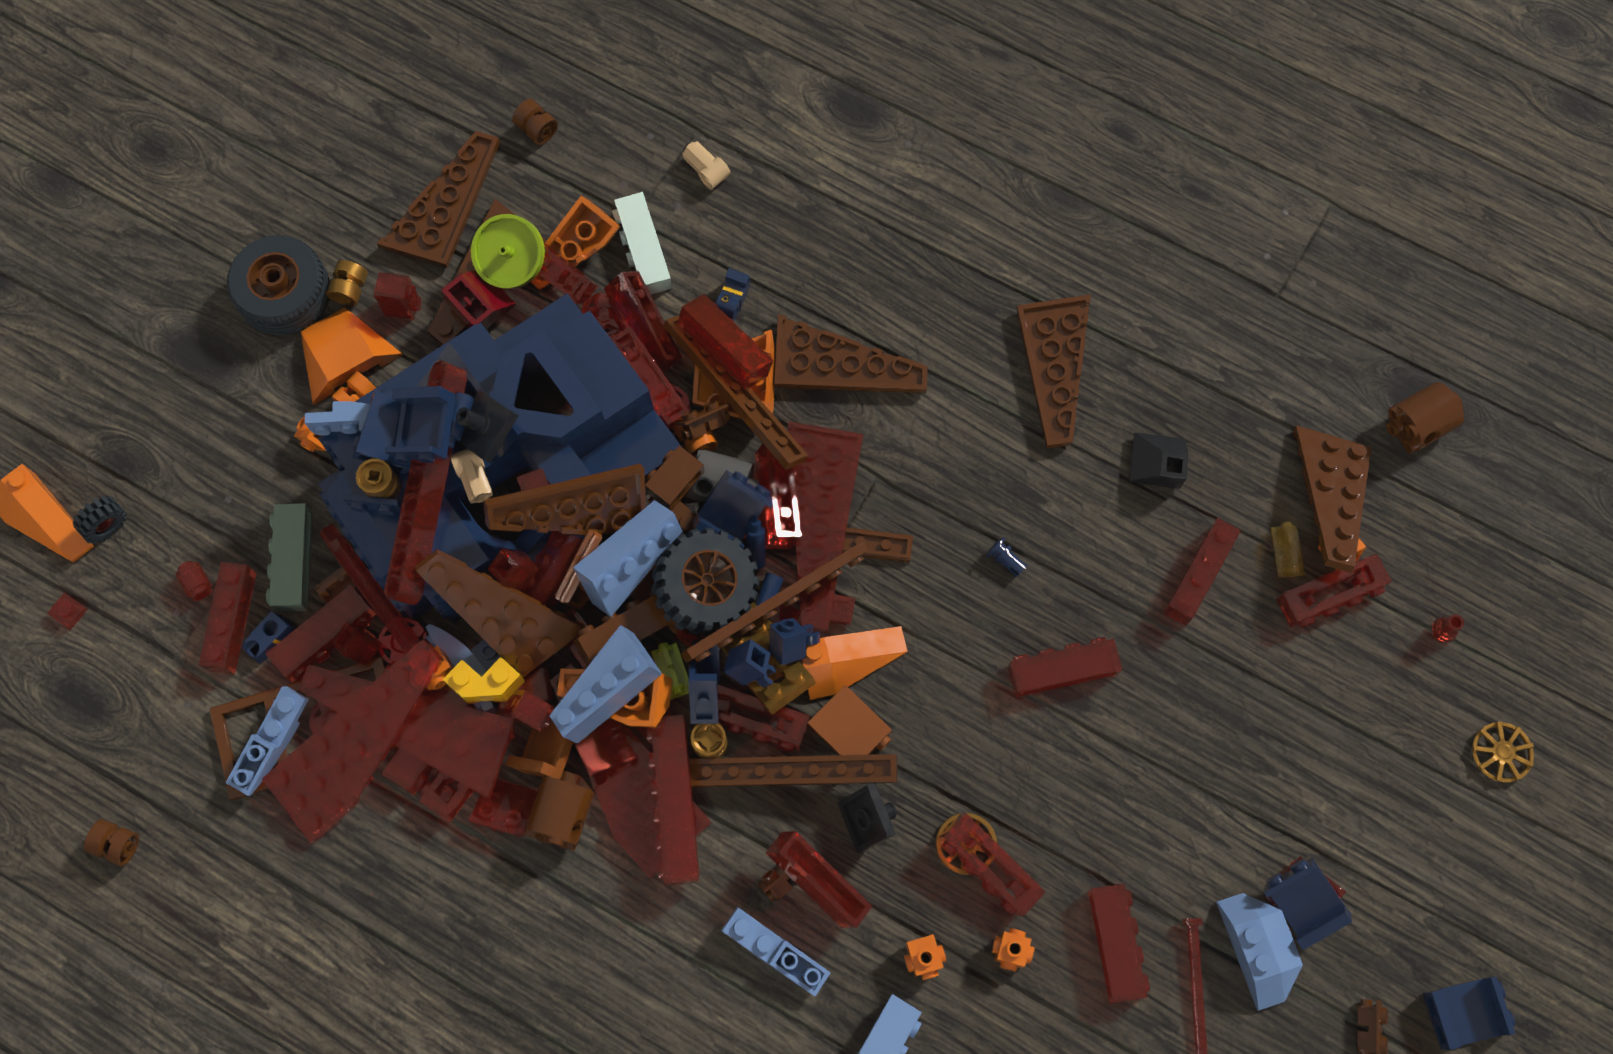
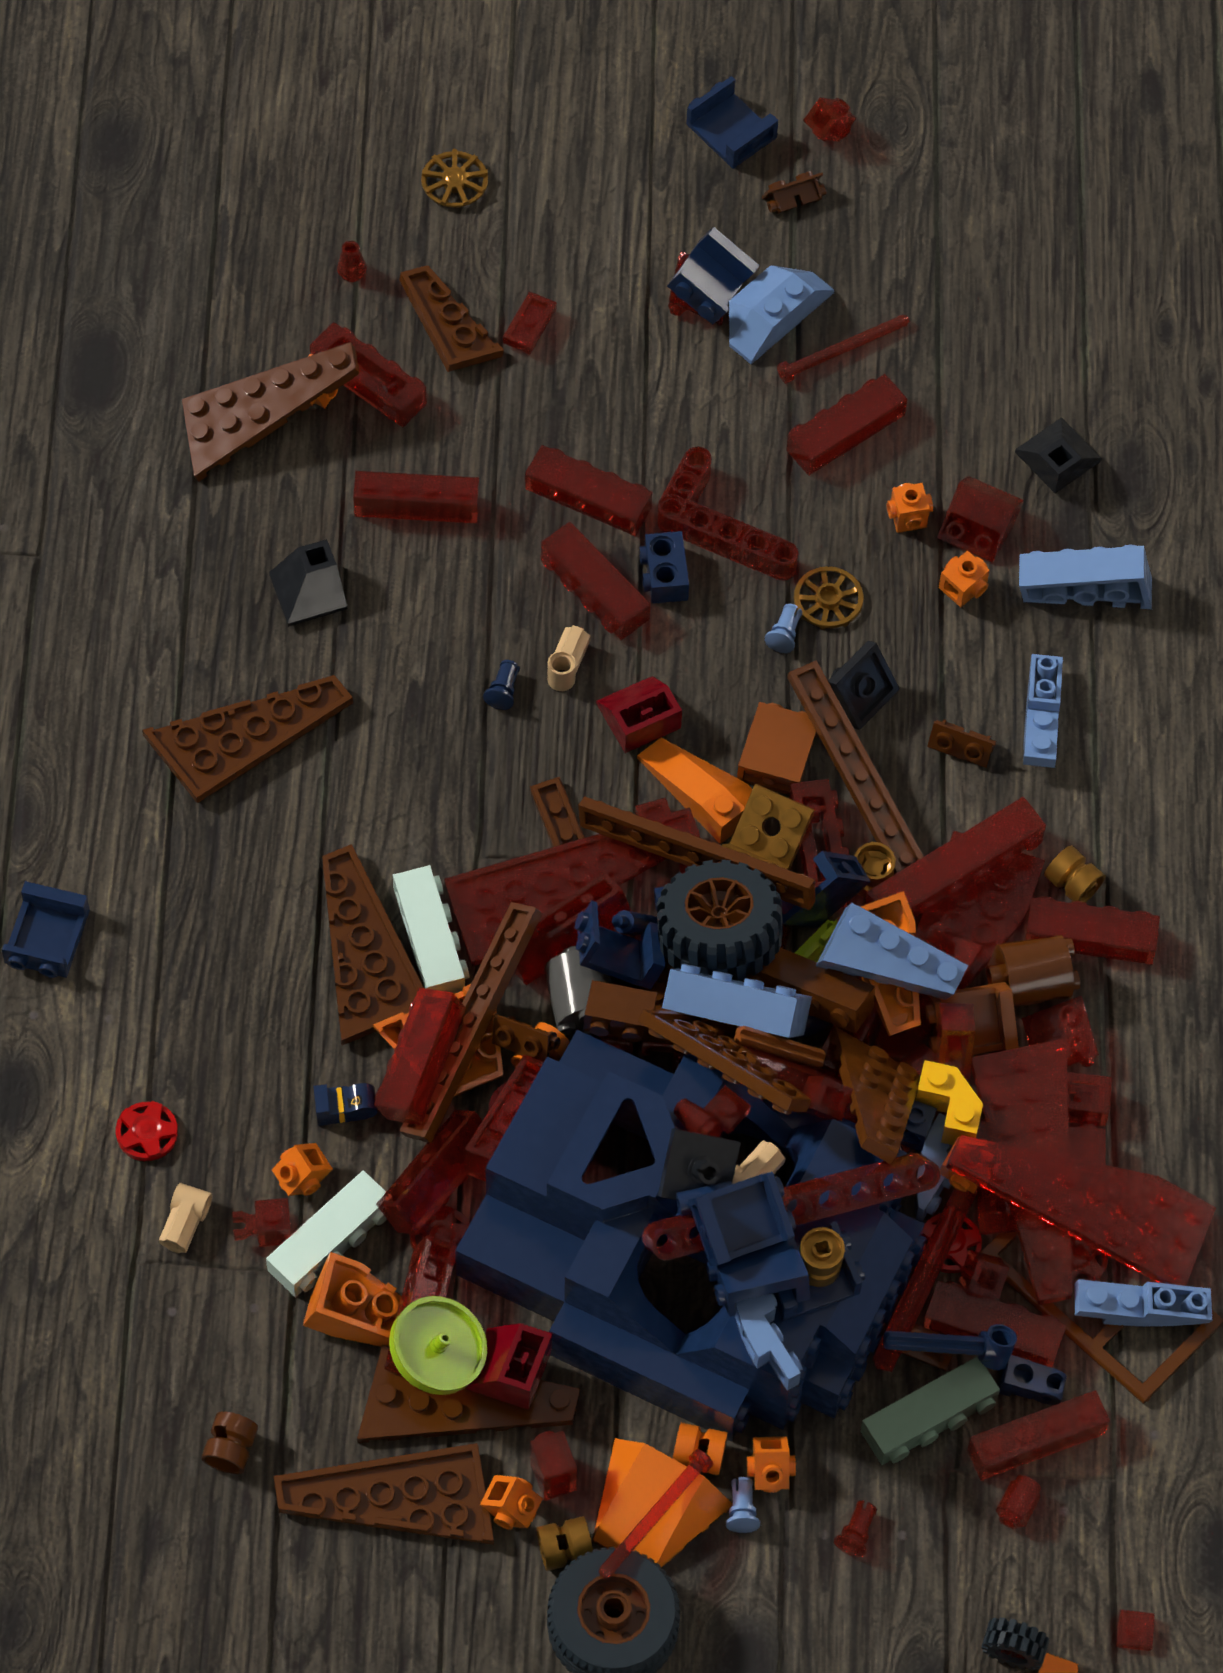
camera: 120 degrees left, 10 degrees down
(243, 466) = (855, 1533): none -> clear red pin
(302, 403) = (742, 1512): none -> medium blue pin
(310, 580) = (991, 1346): none -> dark blue axle
(336, 380) = (699, 1463): none -> clear red bar
(392, 259) = (511, 1502): none -> orange brick
(533, 458) = (697, 1118): none -> clear red cone
(573, 881) = (1095, 930): none -> clear red brick
(623, 893) = (1071, 872): none -> pearl gold wheel
(671, 210) = (269, 1222): none -> clear red brick
(693, 251) = (302, 1169): none -> orange brick
(749, 663) = (781, 843): dark blue brick -> none
(783, 172) = (146, 1130): none -> red wheel
(789, 640) = (728, 826): dark blue brick -> none
(819, 879) = (953, 692): clear red brick -> none
(829, 409) = (429, 931): none -> light aqua brick
(933, 641) = (641, 713): none -> dark red slope
(952, 791) = (783, 633): none -> medium blue pin
(962, 171) = (46, 930): none -> dark blue panel
(976, 1005) = (980, 518): none -> clear red slope
(1009, 616) = (567, 657): none -> tan piece
(1023, 898) = (856, 524): clear red brick -> none
(1048, 734) = (669, 567): none -> dark blue brick
(1069, 785) = (717, 524): none -> clear red beam
(1149, 704) = (588, 490): none -> clear red brick
(1287, 550) = (345, 433): clear yellow hinge -> none
(1331, 739) = (529, 322): none -> clear red plate
(1355, 676) = (447, 322): none -> reddish brown wing
(1425, 416) = (125, 355): reddish brown cylinder -> none

